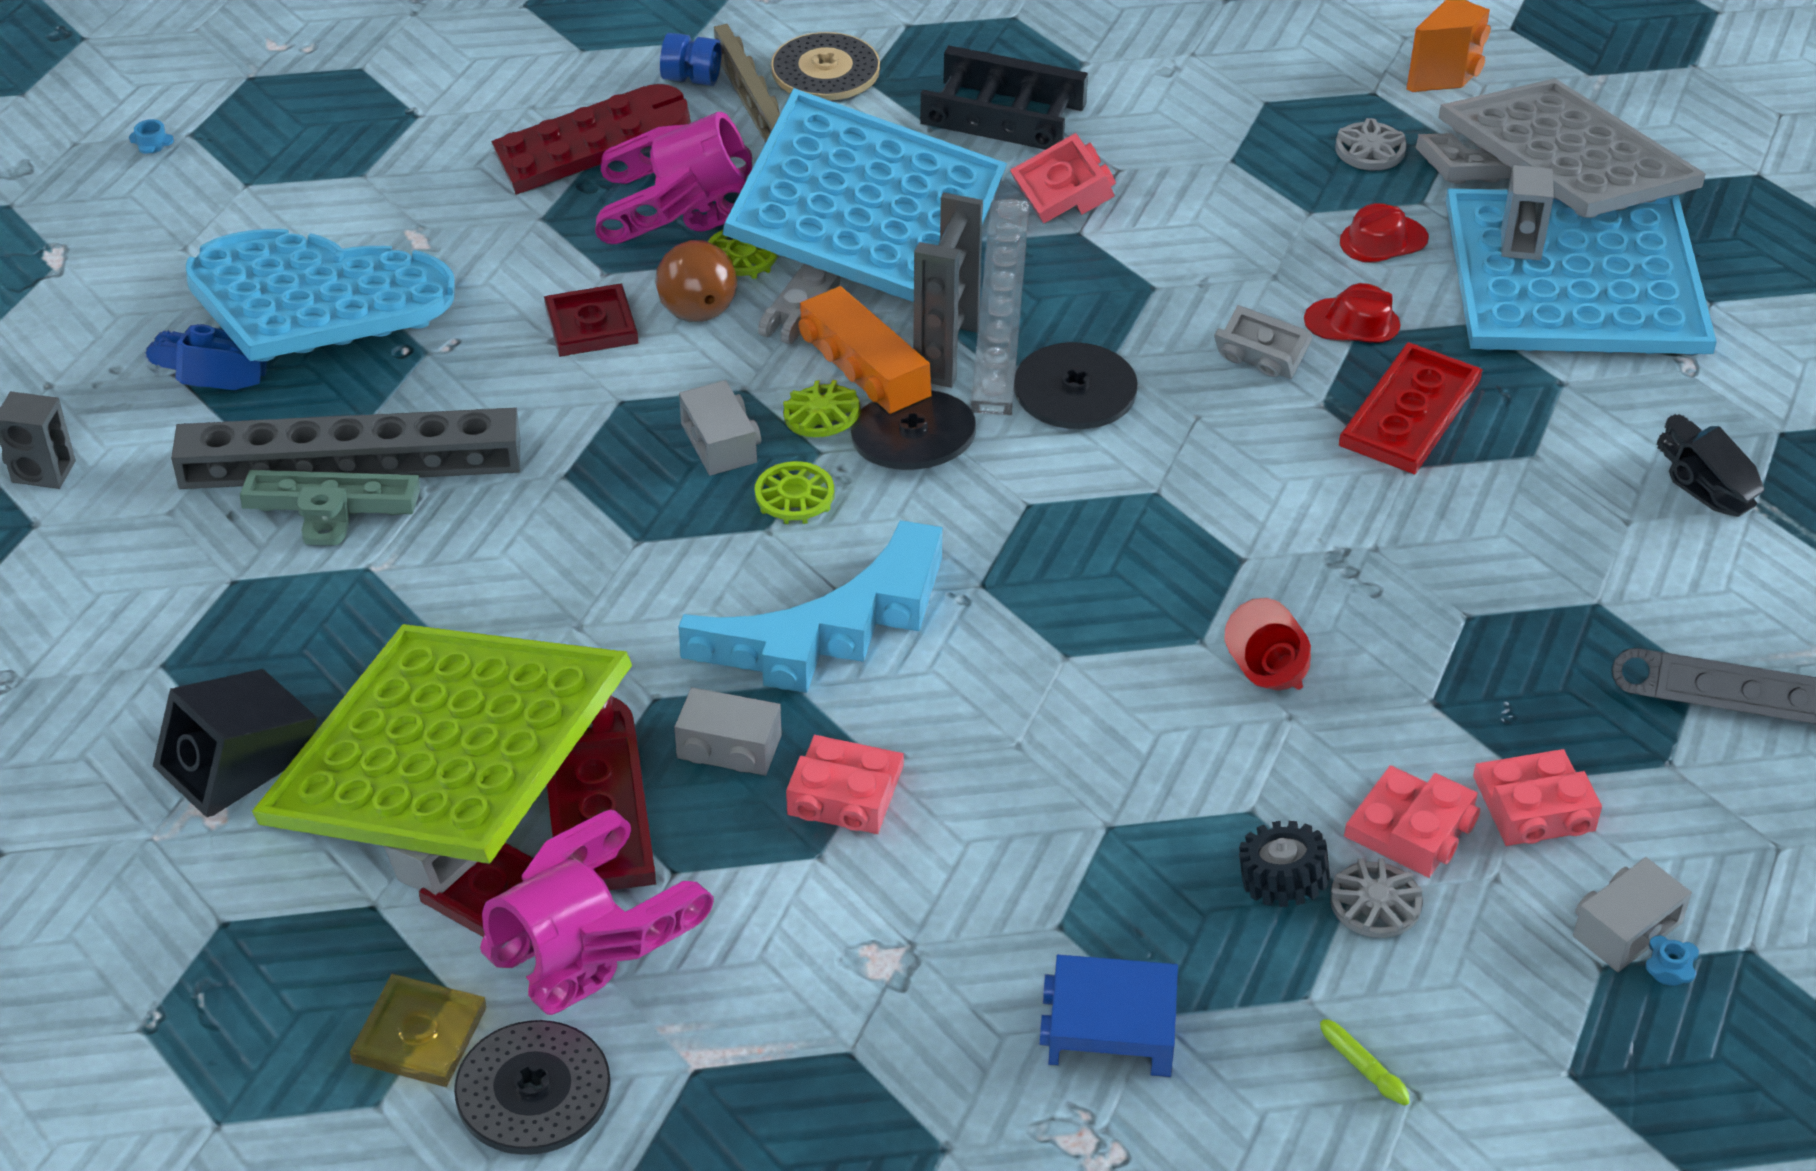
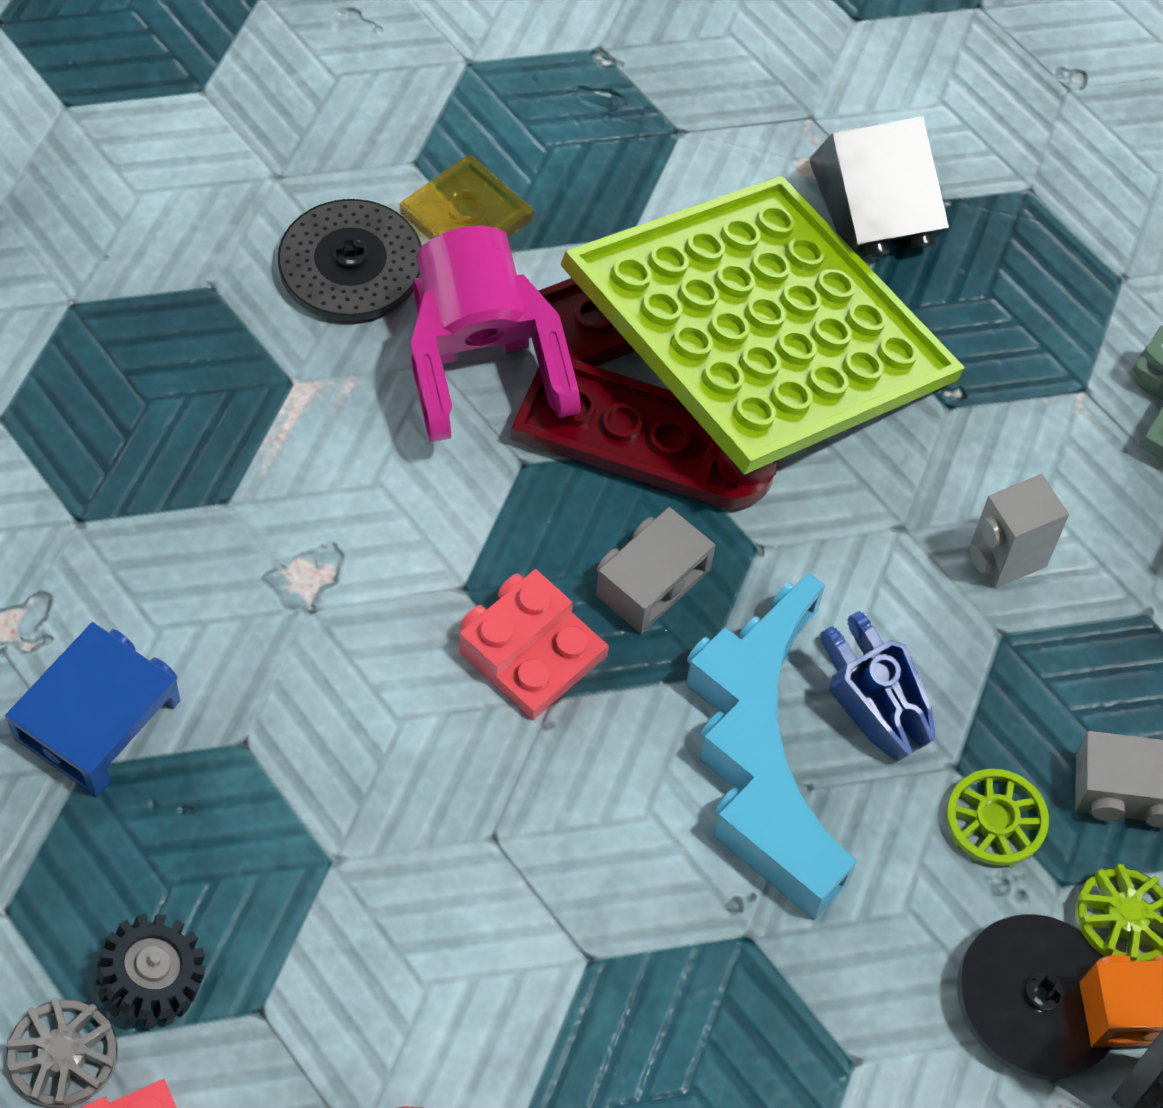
camera: 115 degrees right, 15 degrees up
(558, 528) = (1018, 531): none -> light grey brick
(744, 565) = (879, 688): none -> blue hinge

